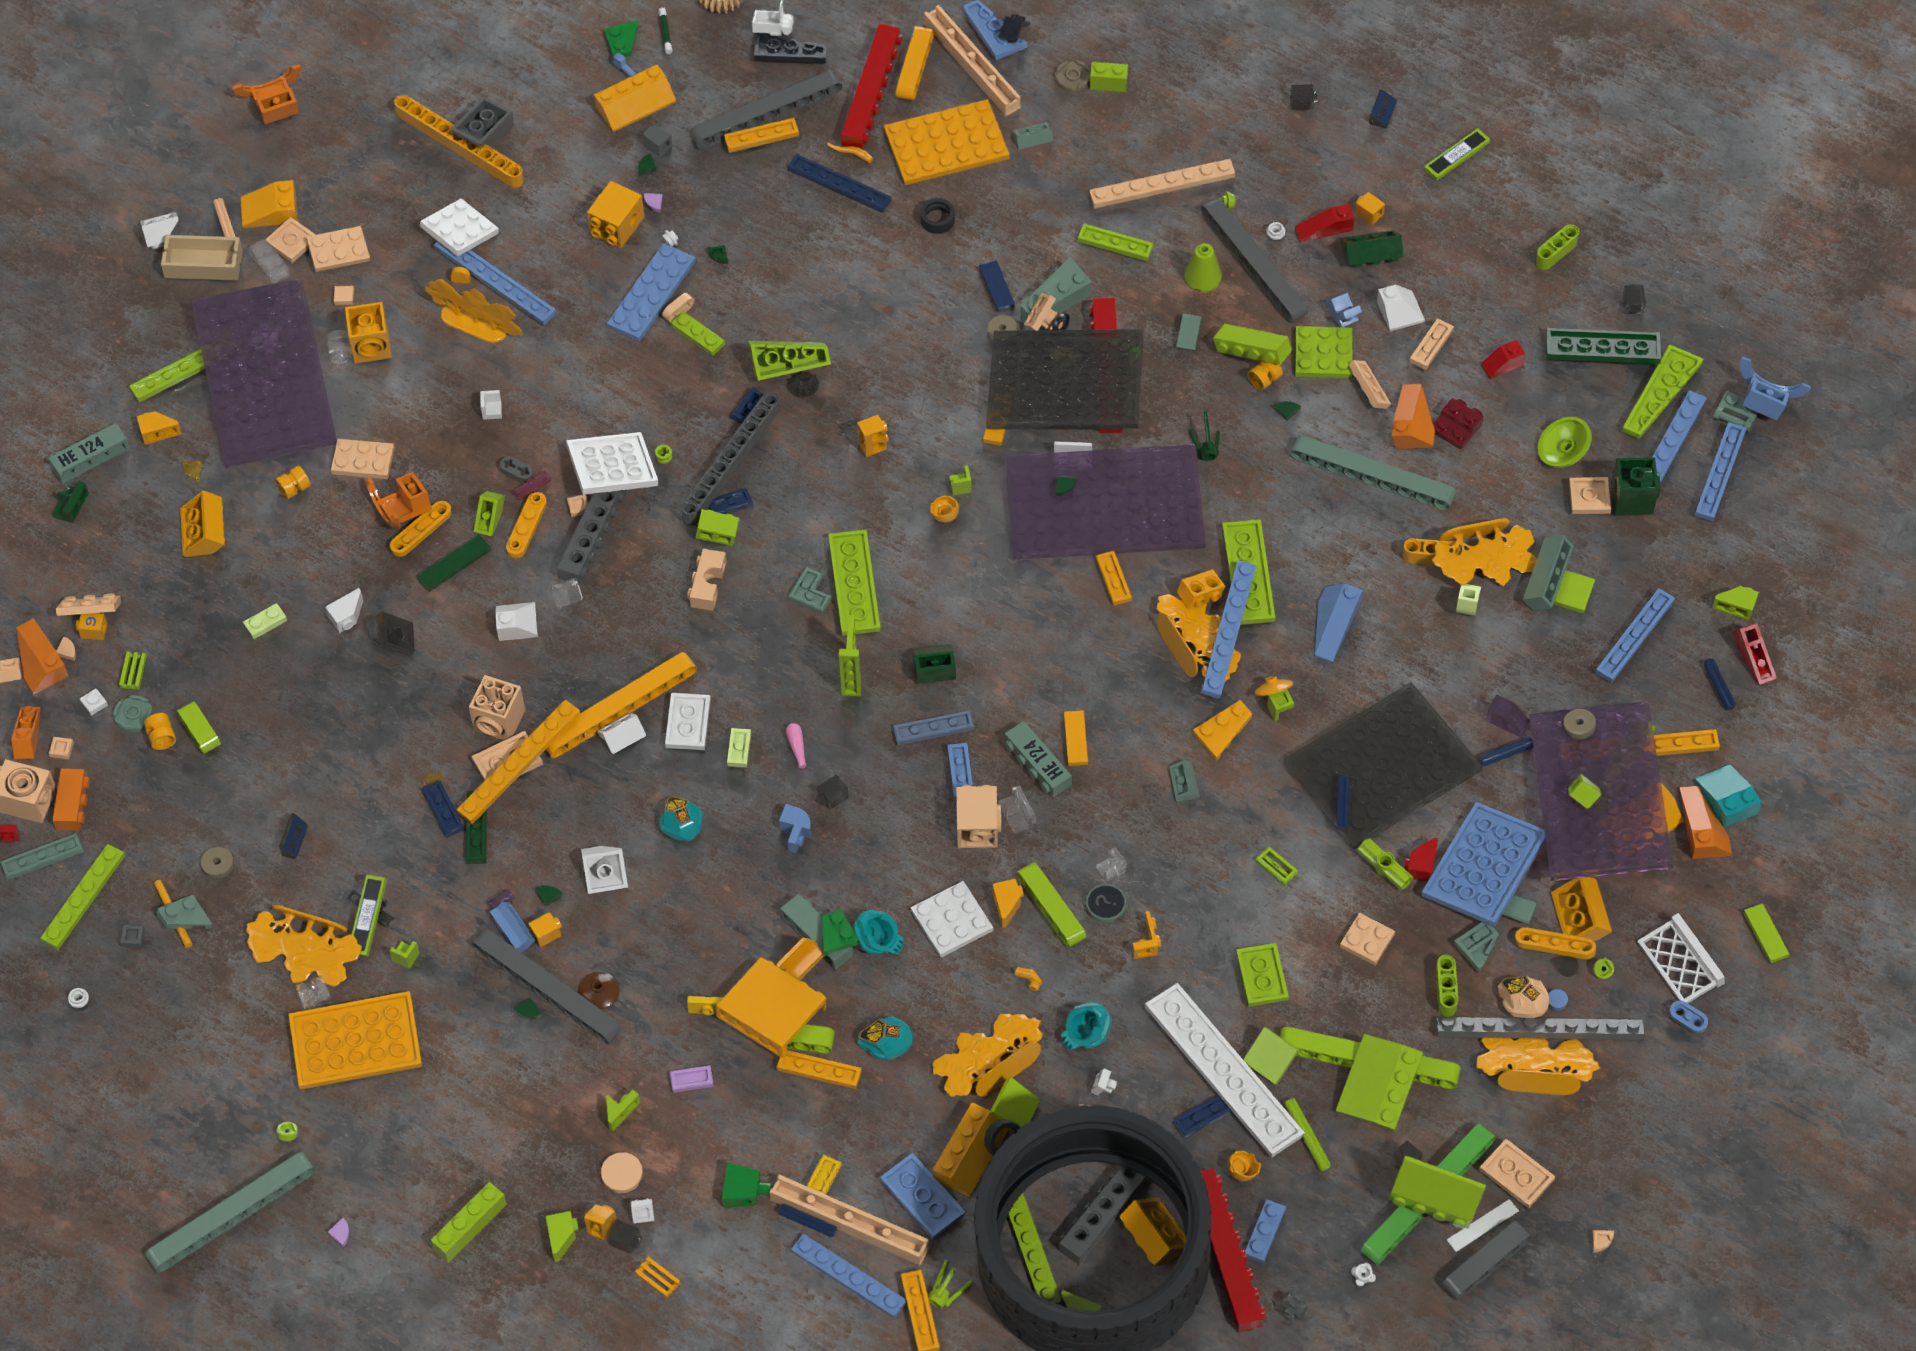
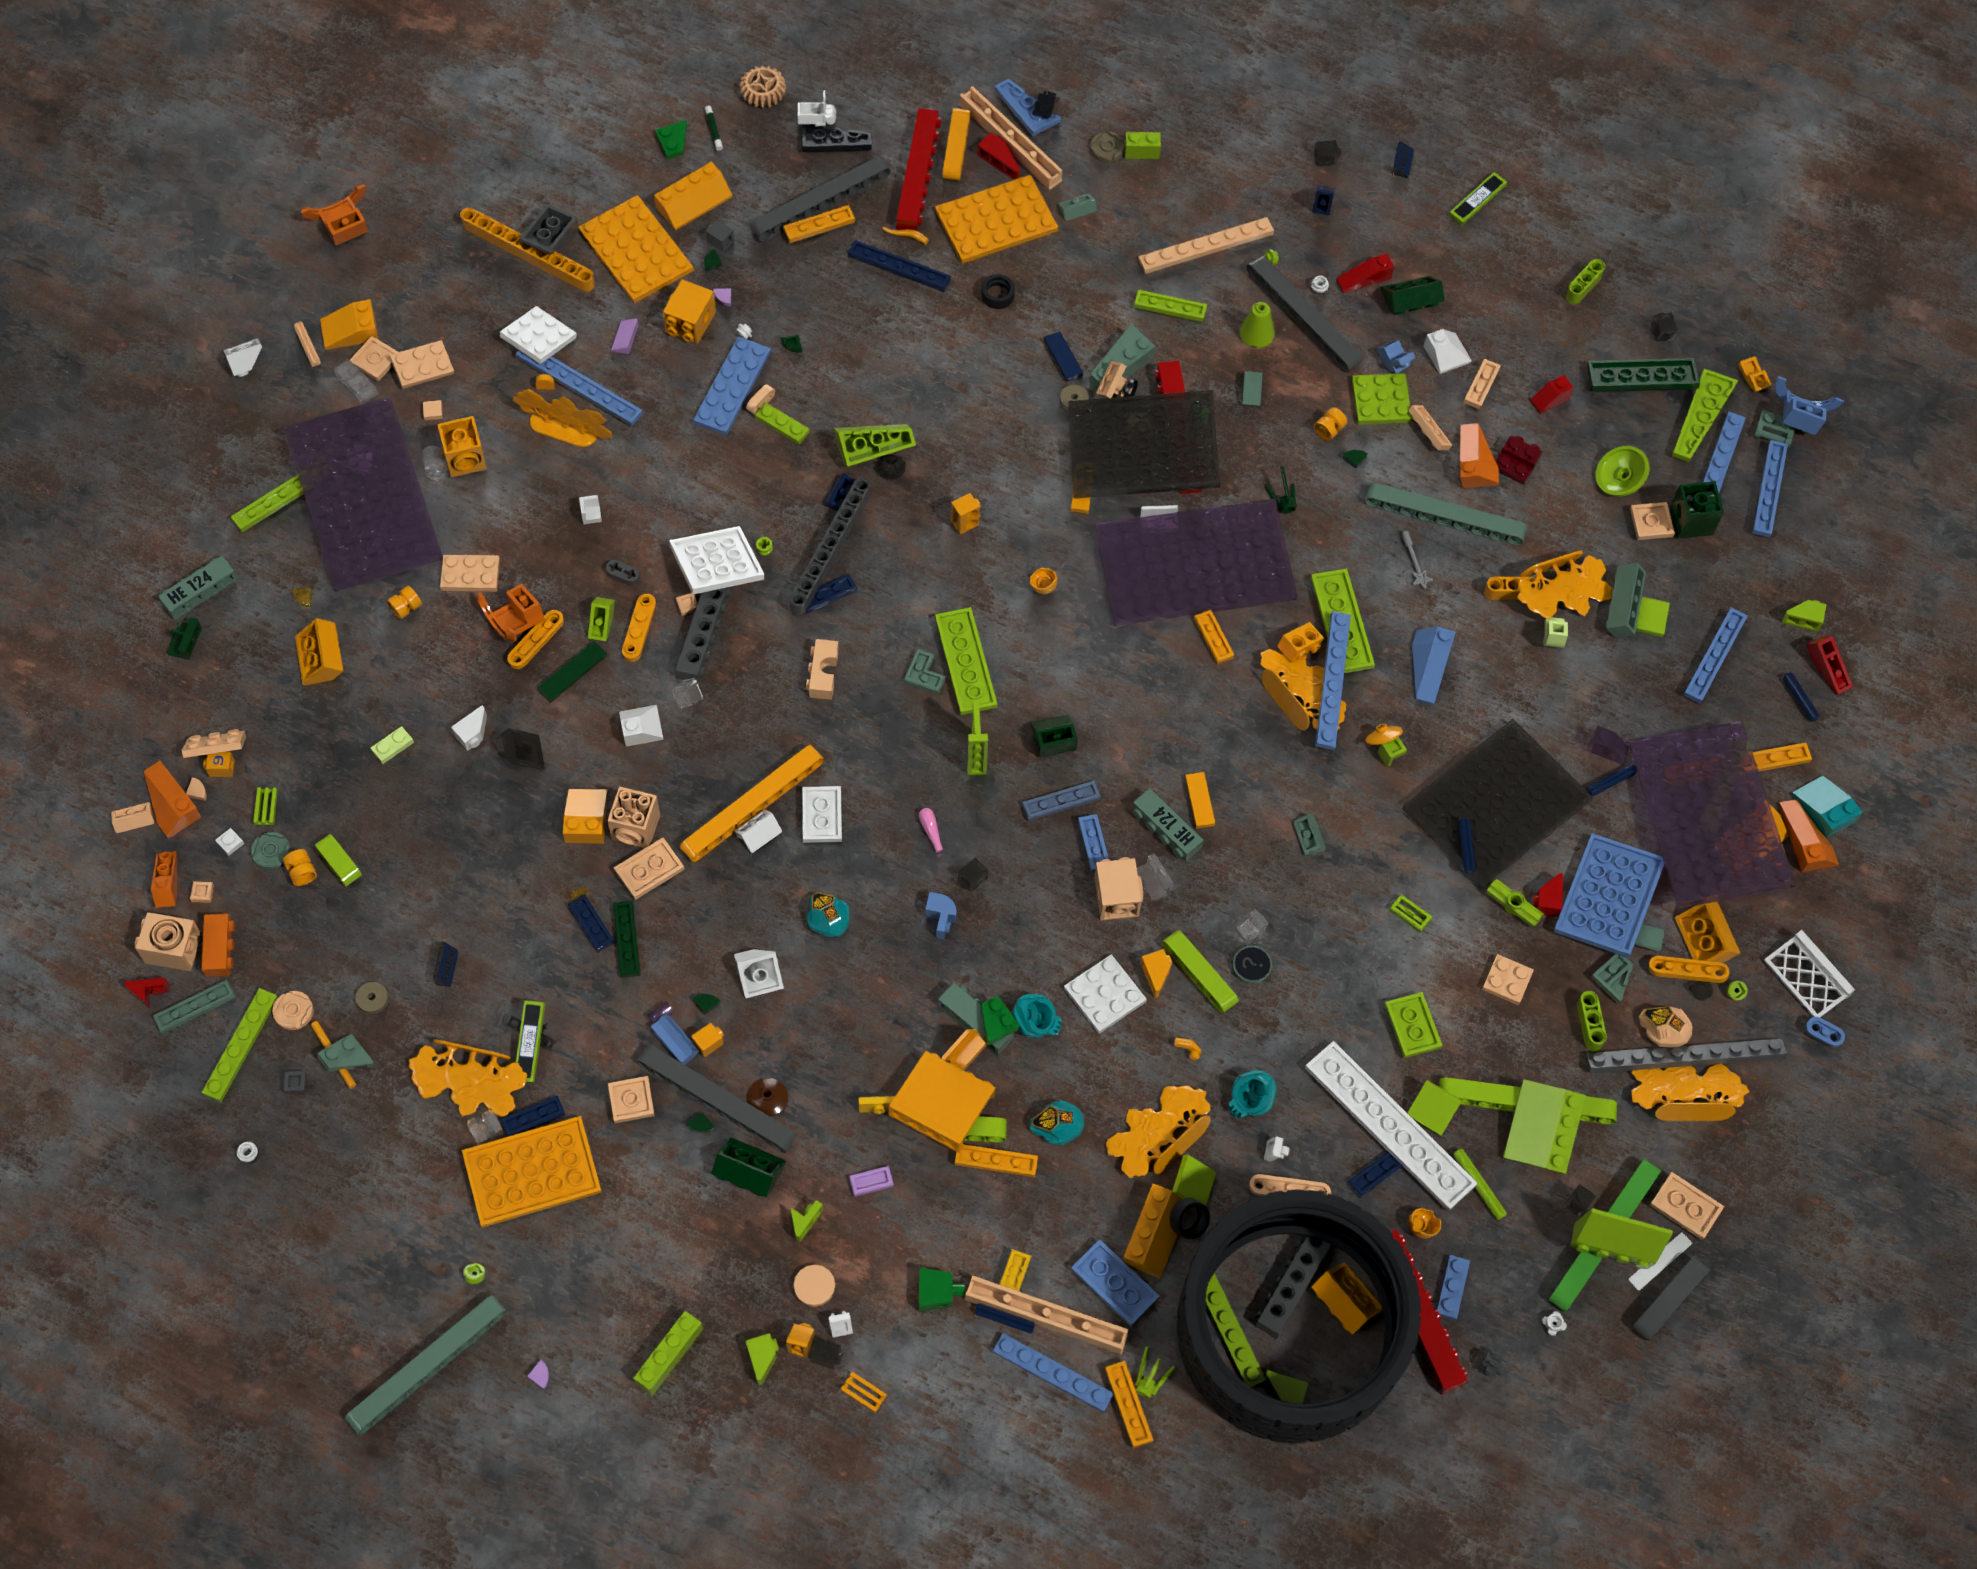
camera: 10 degrees left, 5 degrees up
(138, 868) = (292, 1010): none -> light nougat tile
(157, 427) = (263, 556): light orange slope -> none
(201, 257) = (288, 382): tan piece -> none
(364, 988) = (533, 1116): none -> dark blue tile
(405, 954) = (571, 1077): lime panel -> none
(449, 705) = (585, 816): none -> light orange slope
(461, 980) = (631, 1099): none -> light nougat plate
(518, 761) = (661, 870): light orange plate -> none
(532, 485) = (639, 587): clear pink pin -> none
(548, 235) = (625, 336): none -> lavender slope
(569, 148) = (635, 249): none -> light orange plate
(569, 1054) = (748, 1167): none -> dark green slope
(620, 63) = (675, 162): medium blue bar -> none
(717, 527) = (826, 616): lime brick -> none
(739, 747) = (875, 836): yellowish green plate -> none
(954, 74) = (997, 154): none -> red slope
(961, 482) = (1055, 553): lime panel -> none
(1064, 485) = (1156, 549): dark green tile -> none
(1147, 948) = (1295, 1007): light orange bracket -> none
(1221, 729) = (1338, 779): light orange wing -> none
(1252, 344) = (1316, 396): lime brick -> none
(1291, 145) = (1323, 200): none -> dark blue slope
(1337, 535) = (1420, 577): none -> light grey piece
(1369, 208) = (1405, 256): light orange brick -> none
(1557, 1000) = (1699, 1025): medium blue tile -> none
(1579, 731) = (1681, 741): dark tan piece -> none
(1584, 791) = (1699, 817): lime panel -> none
(1601, 1239) = (1776, 1265): light nougat tile -> none
(1723, 354) = (1754, 375): none -> light orange slope
(1766, 933) = (1883, 941): lime tile -> none

